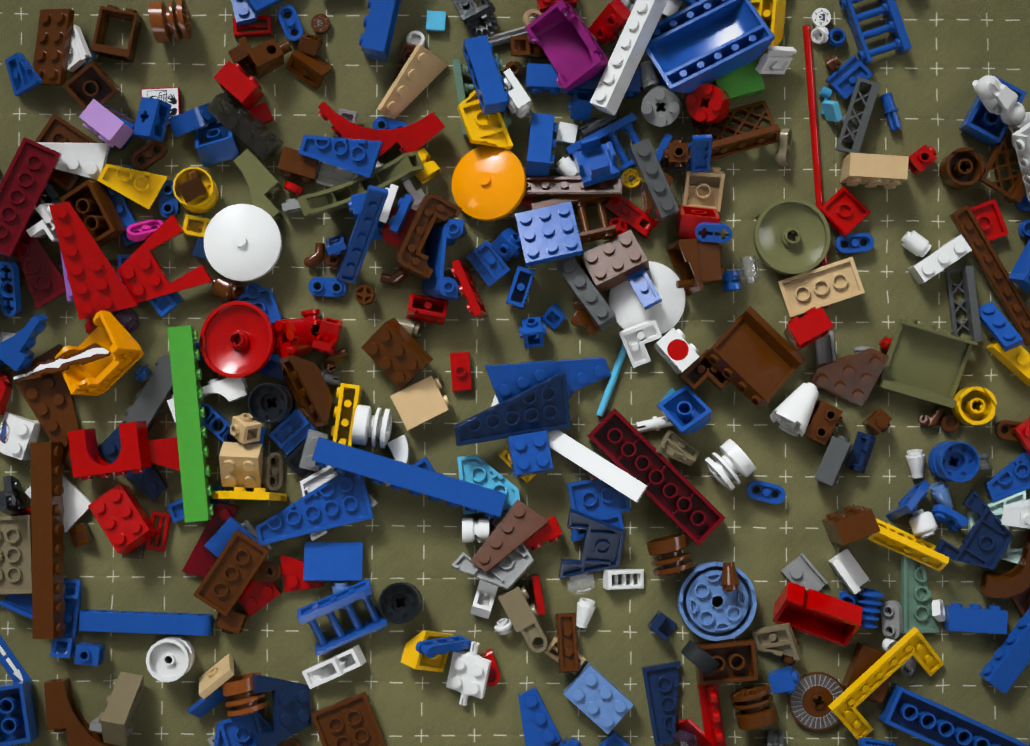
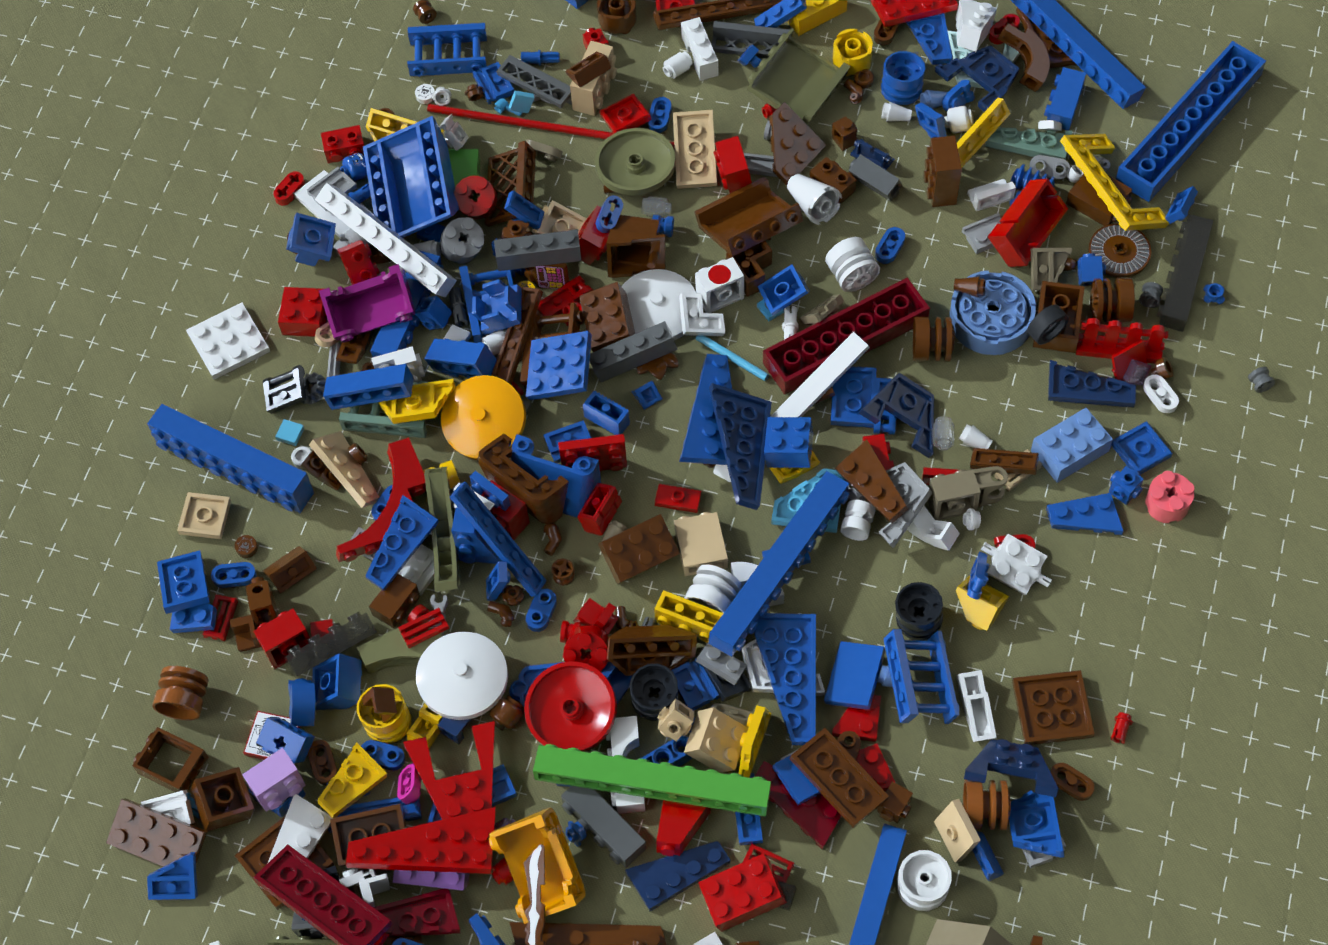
camera: 70 degrees left, 25 degrees down
(133, 454) = (667, 913): red arch -> none
(265, 186) = (417, 626): none -> red tile
(309, 44) = (265, 560): reddish brown slope -> none
(428, 86) = (358, 453): none -> reddish brown tile
(508, 244) = (555, 414): blue brick -> none
(532, 332) = (657, 413): blue brick -> none
(607, 579) = (948, 396): white slope -> none
(644, 289) = (646, 295): plate -> none
(662, 625) = (1006, 370): dark blue panel -> none
(841, 35) = (451, 83): blue plate -> none
(873, 164) = (589, 69): none -> reddish brown slope
(943, 309) = (750, 57): none -> blue tile

